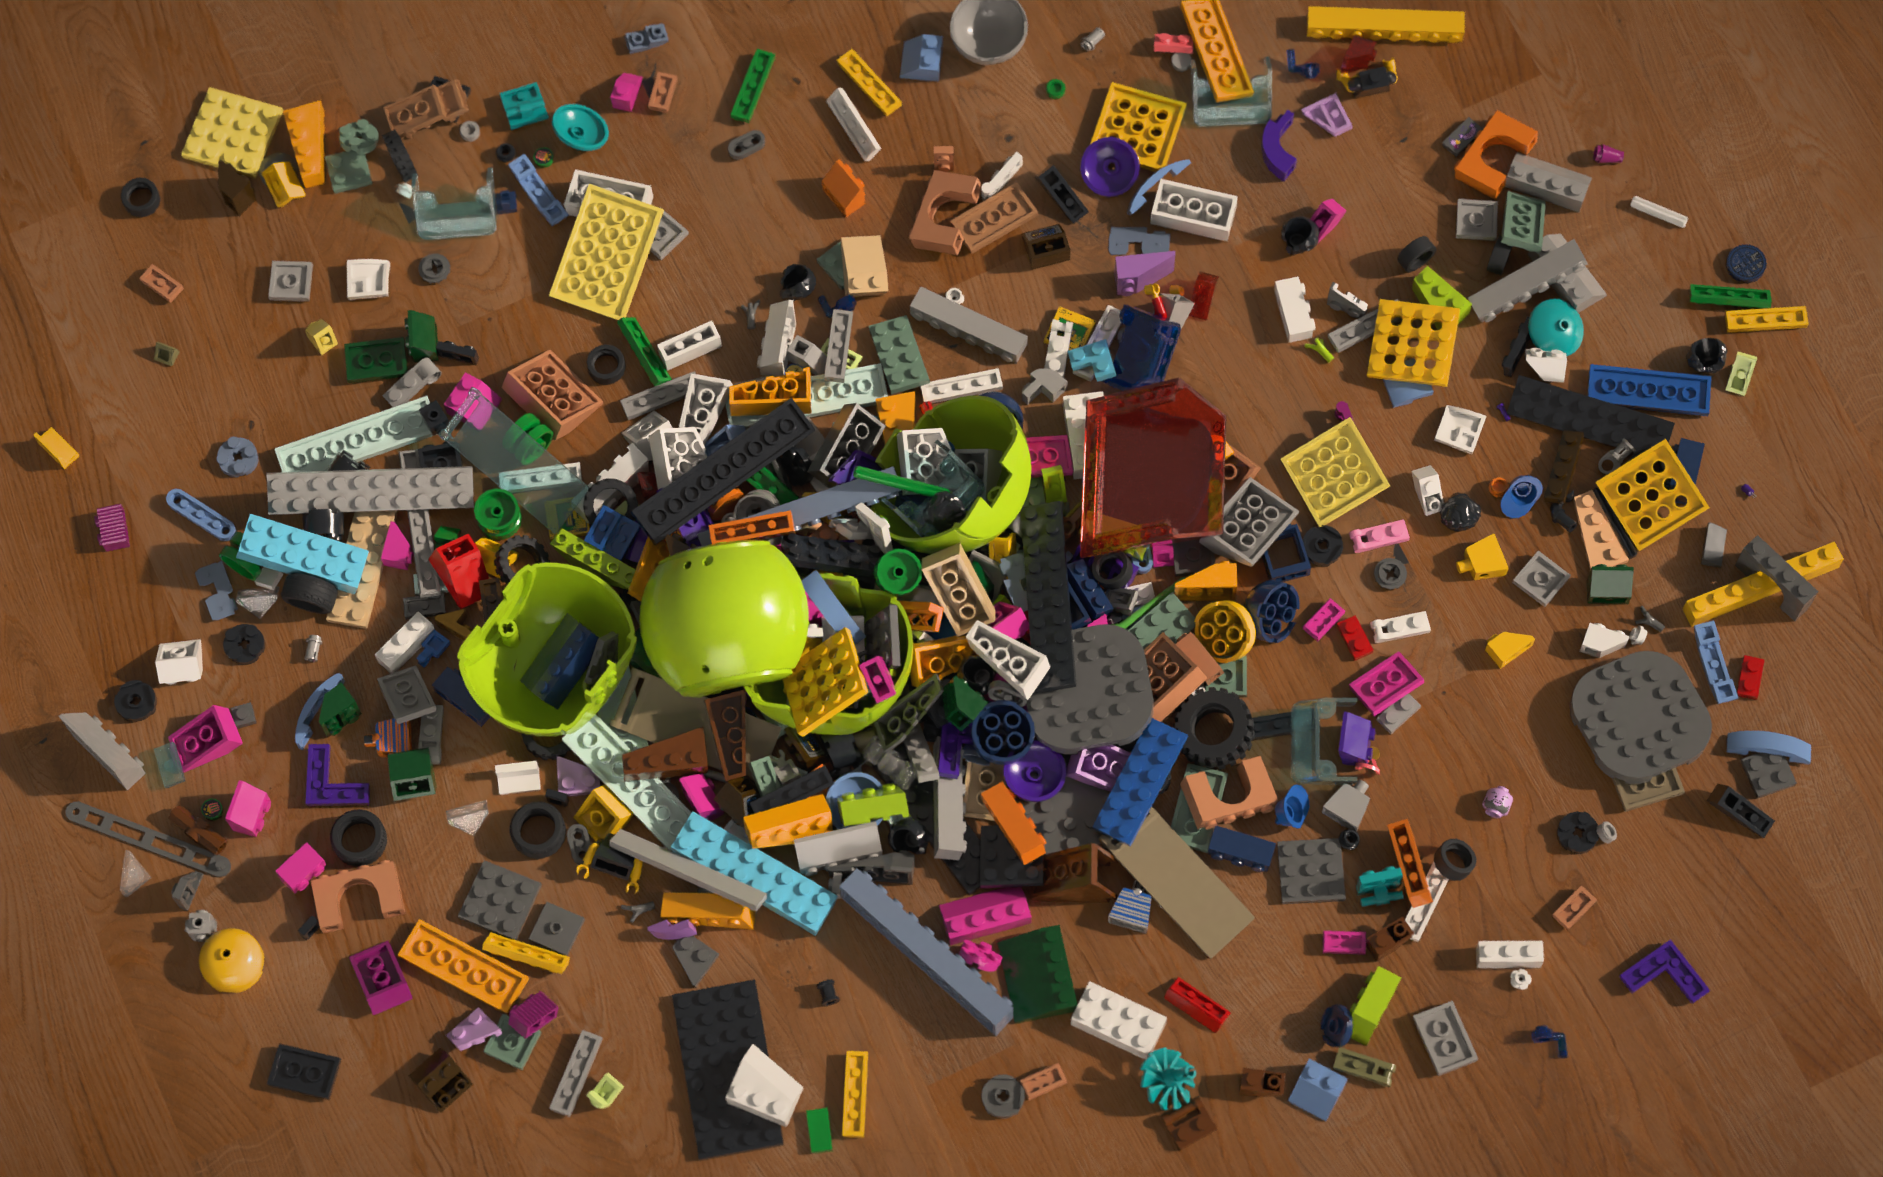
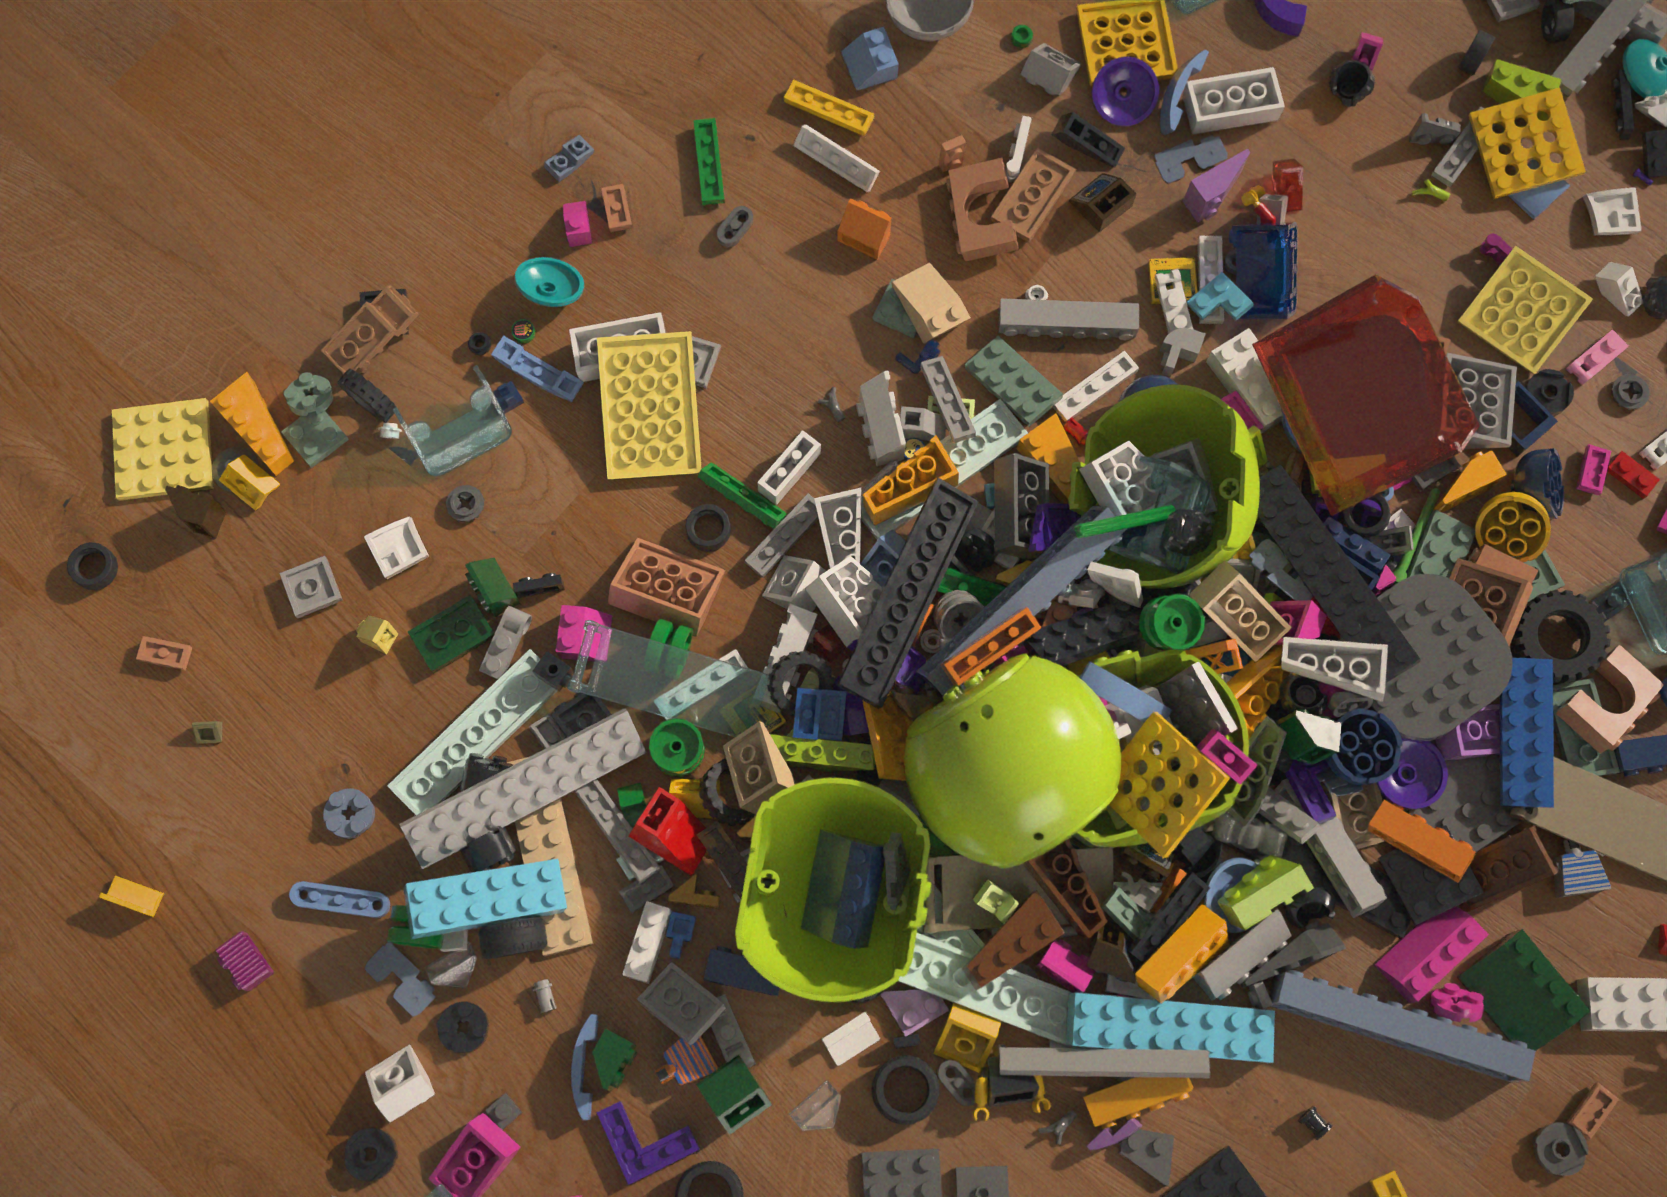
camera: 30 degrees left, 5 degrees up
(396, 549) = (583, 838): dark pink slope -> none
(469, 131) = (427, 336): light grey tile -> none
(524, 105) = (474, 284): teal plate -> none
(546, 543) = (756, 767): none -> tan slope
(671, 722) = (996, 901): none -> yellowish green bracket
(797, 282) = (867, 350): black hair -> none
(1062, 124) = (1050, 69): none -> light grey slope
(1294, 309) = (1385, 161): white brick -> none

